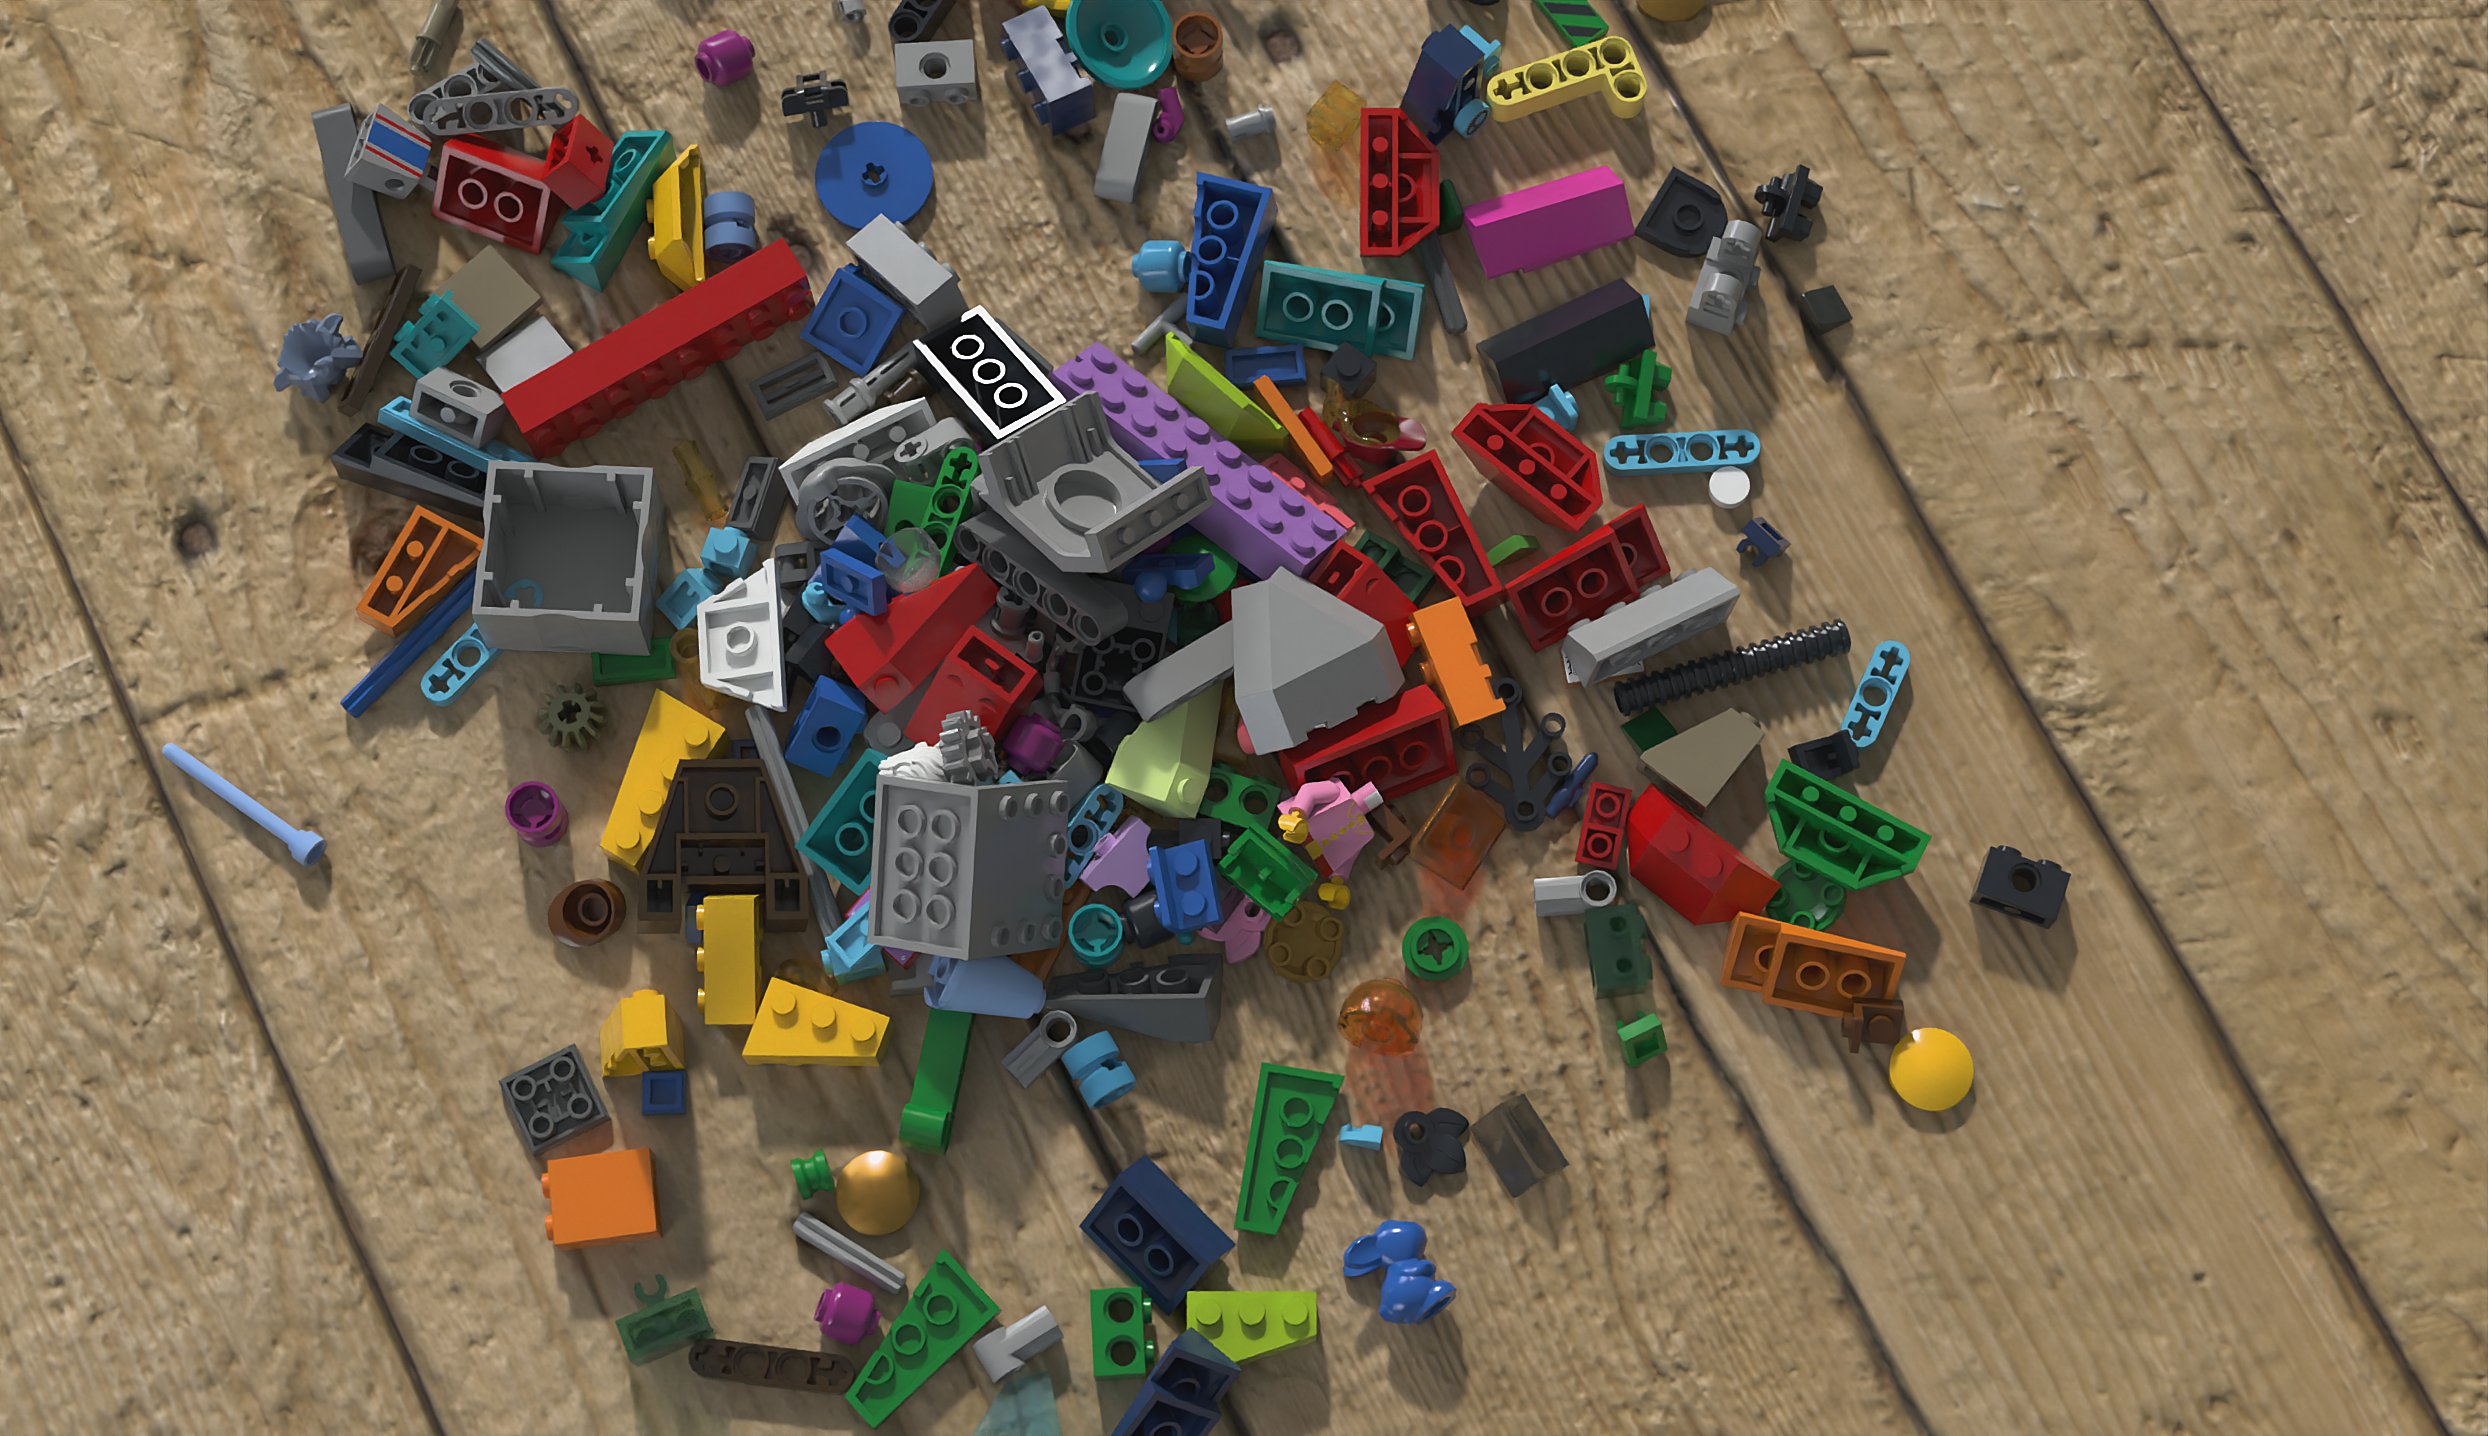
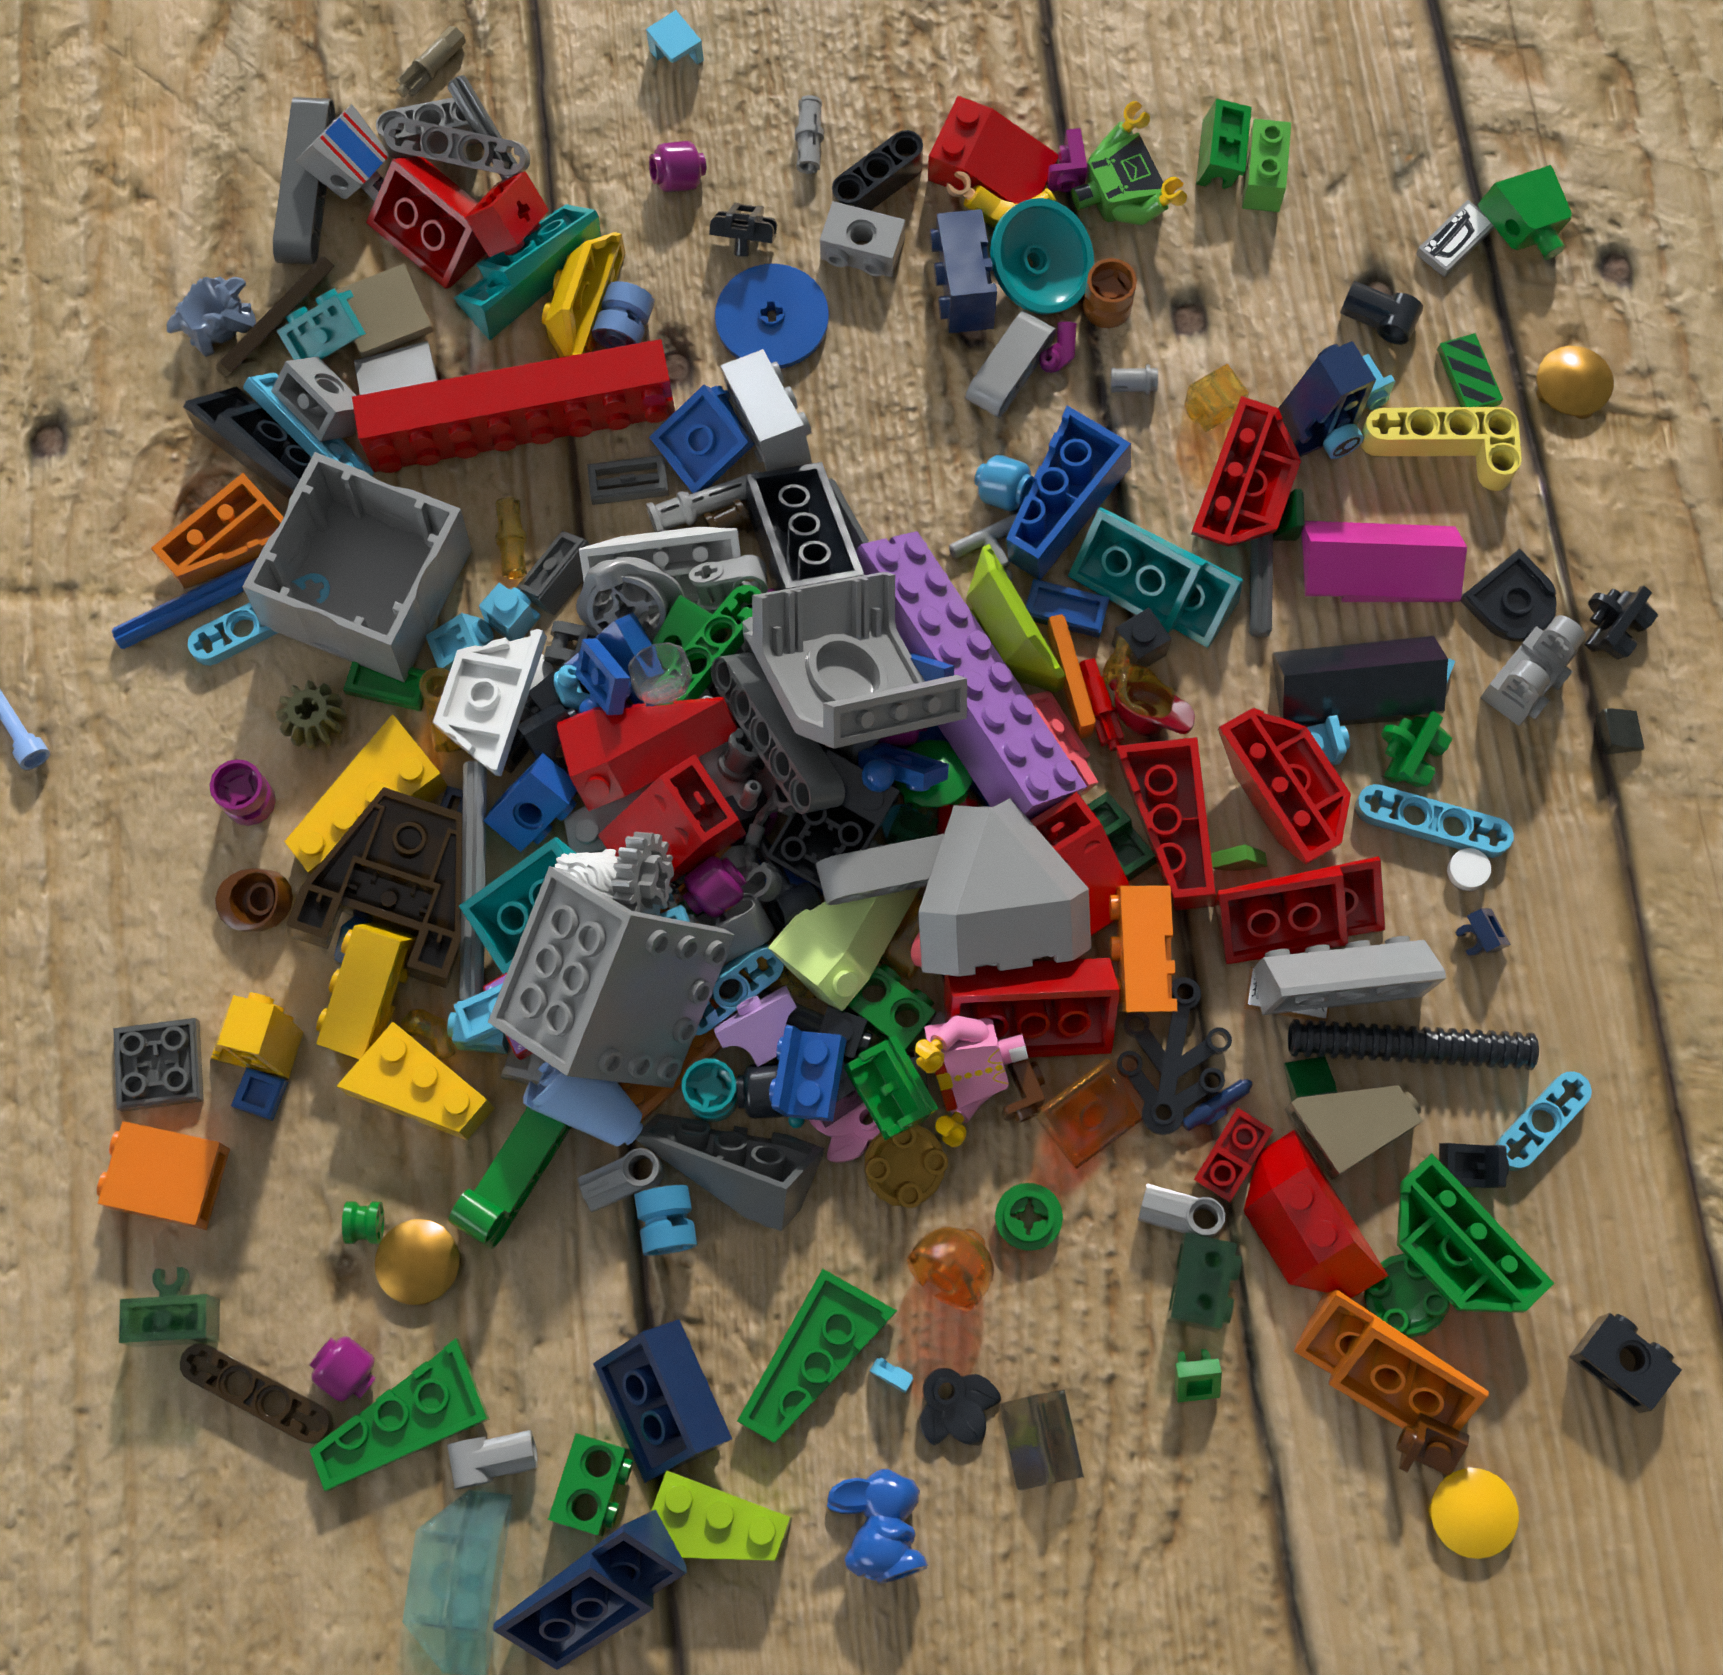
camera: 20 degrees right, 0 degrees up
(849, 1254) = (369, 1311): light grey axle -> none

